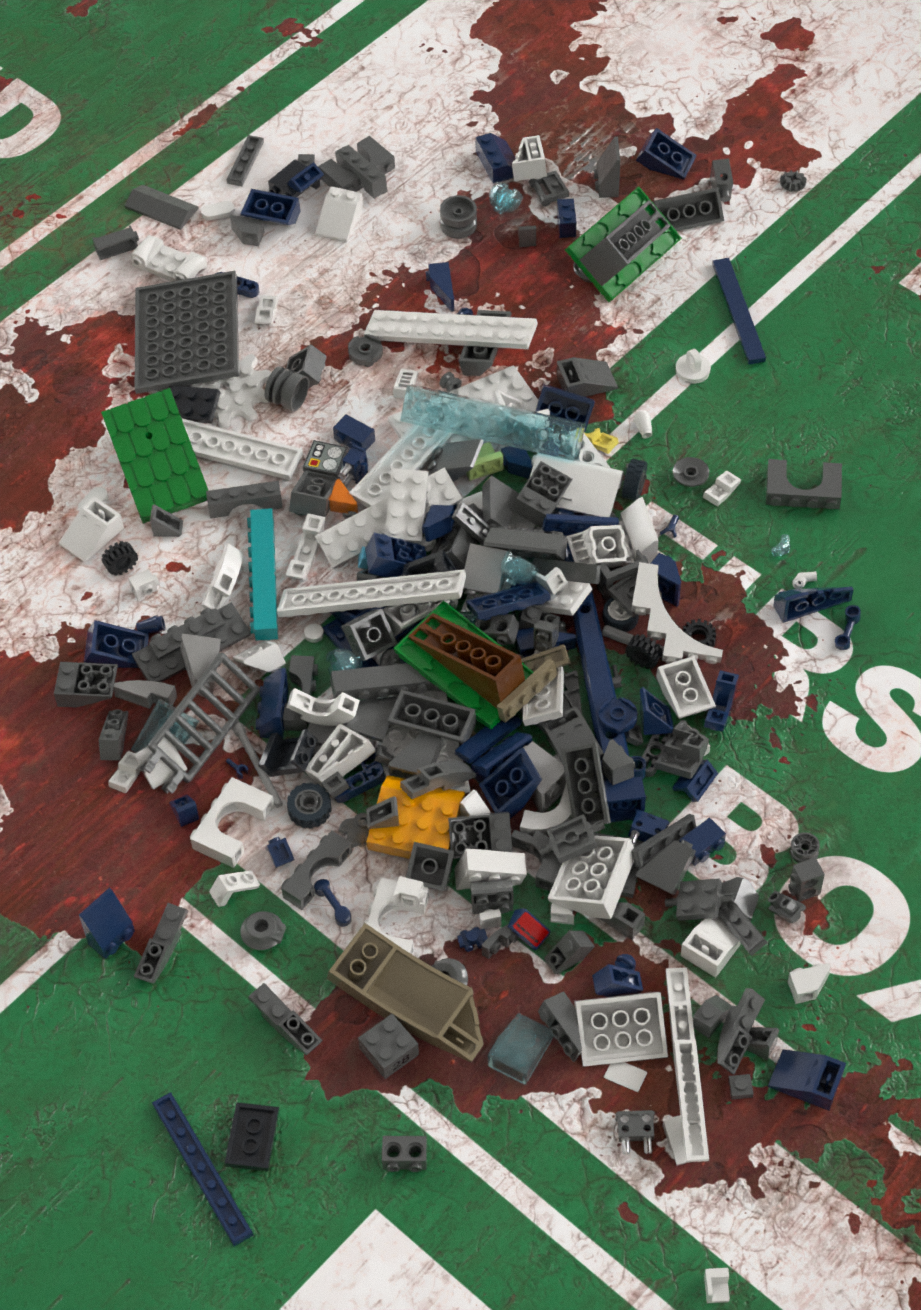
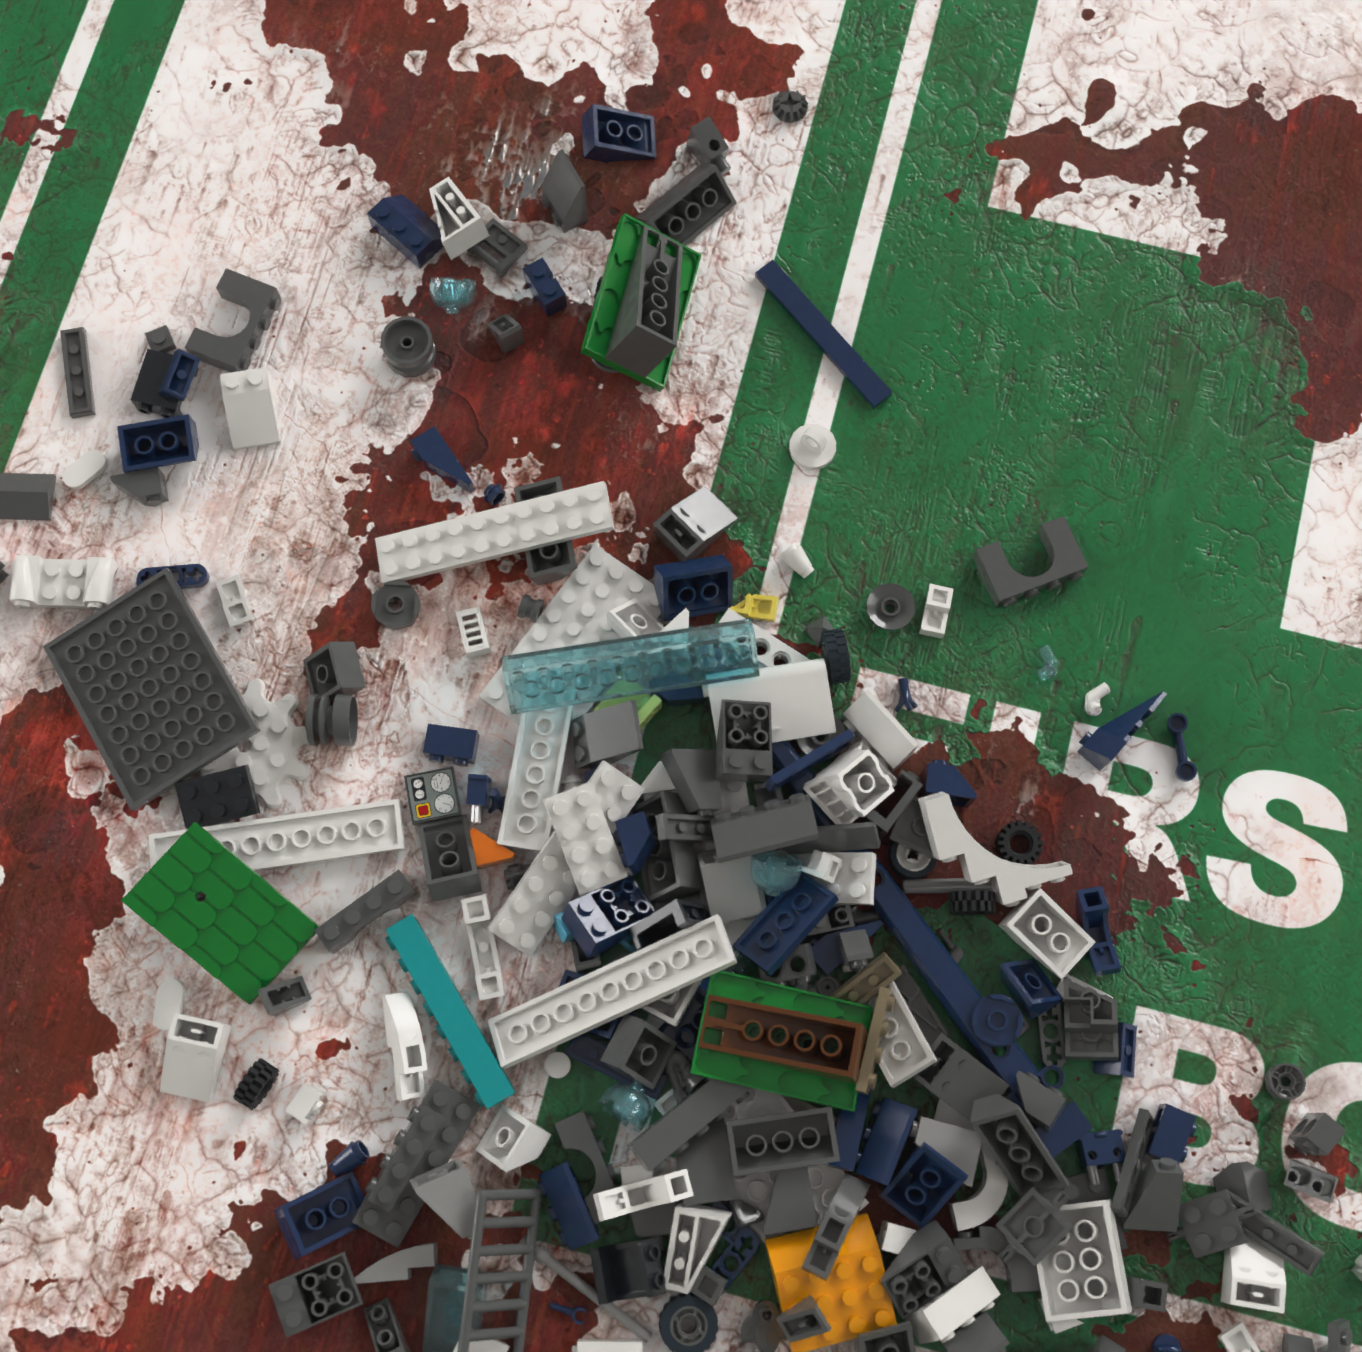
camera: 30 degrees left, 20 degrees up
(370, 177) = (225, 321): dark grey arch -> none

